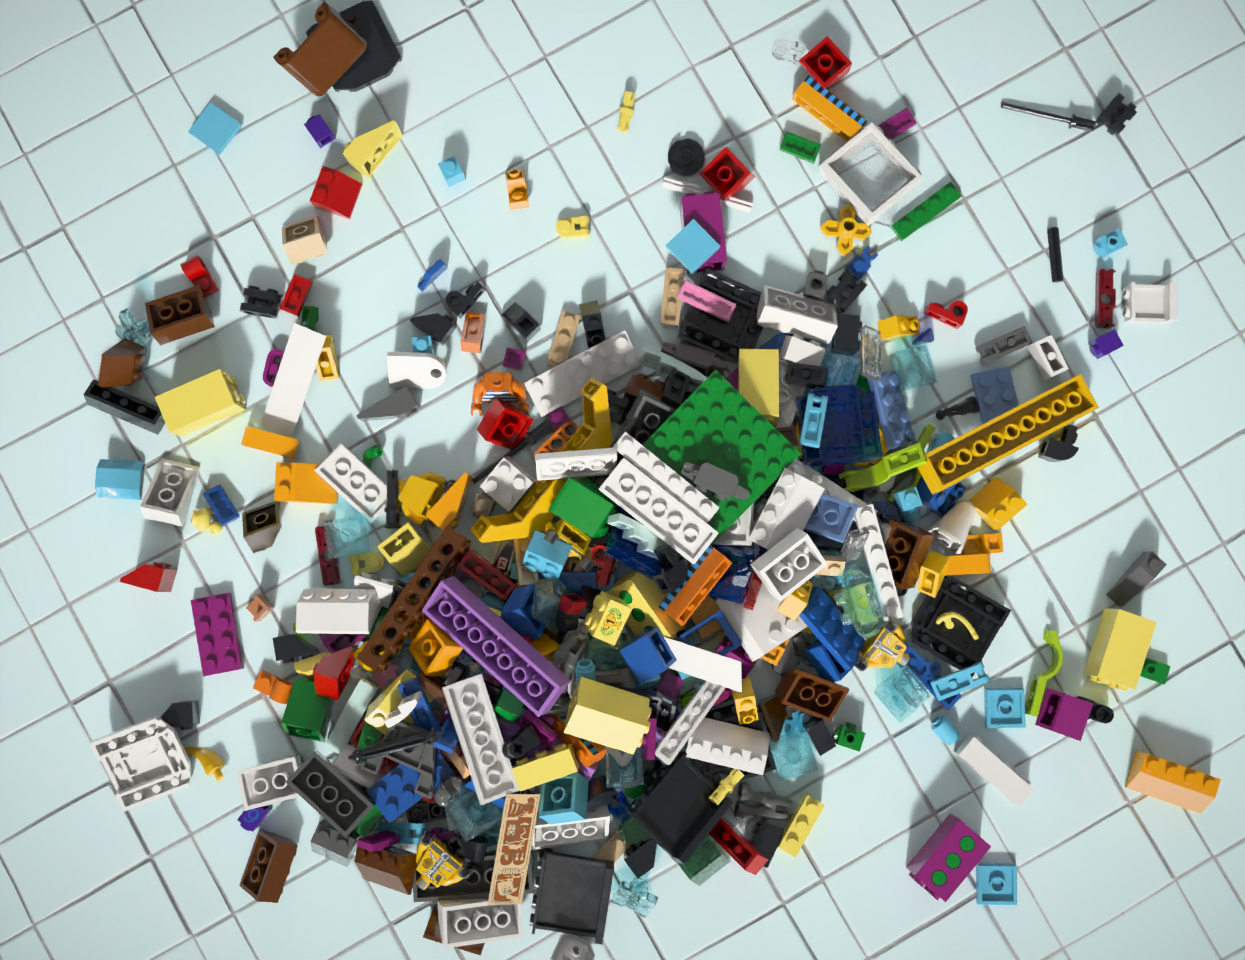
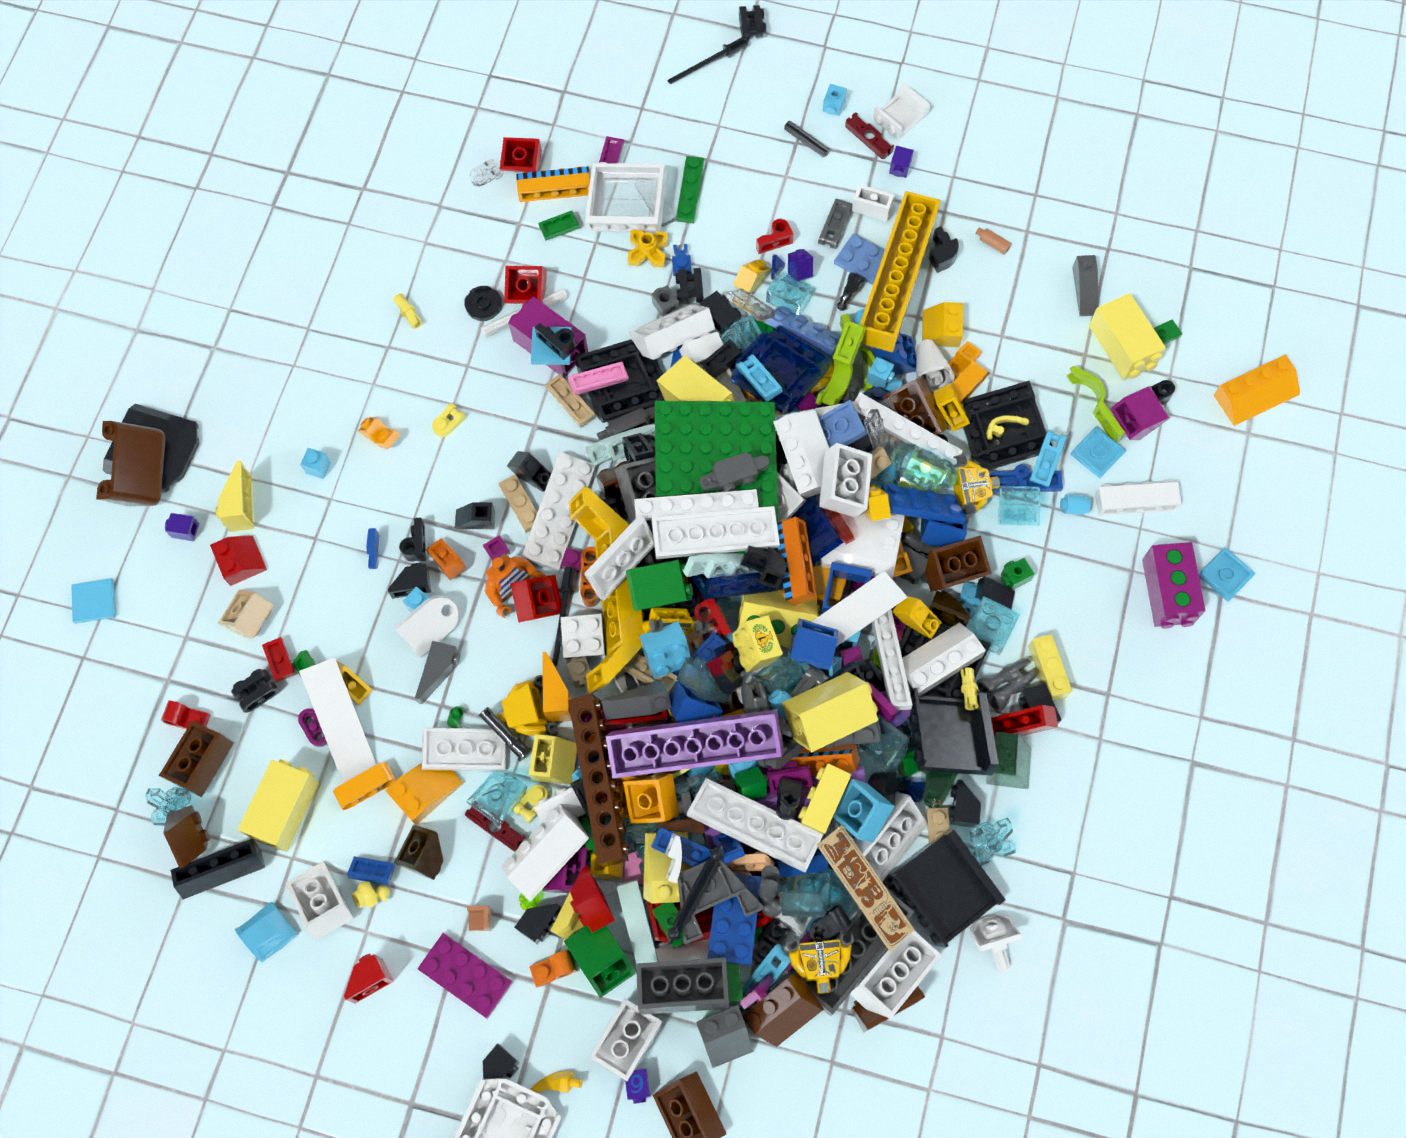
camera: 40 degrees left, 15 degrees down
(492, 574) = (637, 702): none -> dark grey slope
(695, 248) = (554, 341): none -> black plate
(941, 355) = (800, 264): none -> dark purple brick
(1106, 474) = (994, 240): none -> nougat cylinder

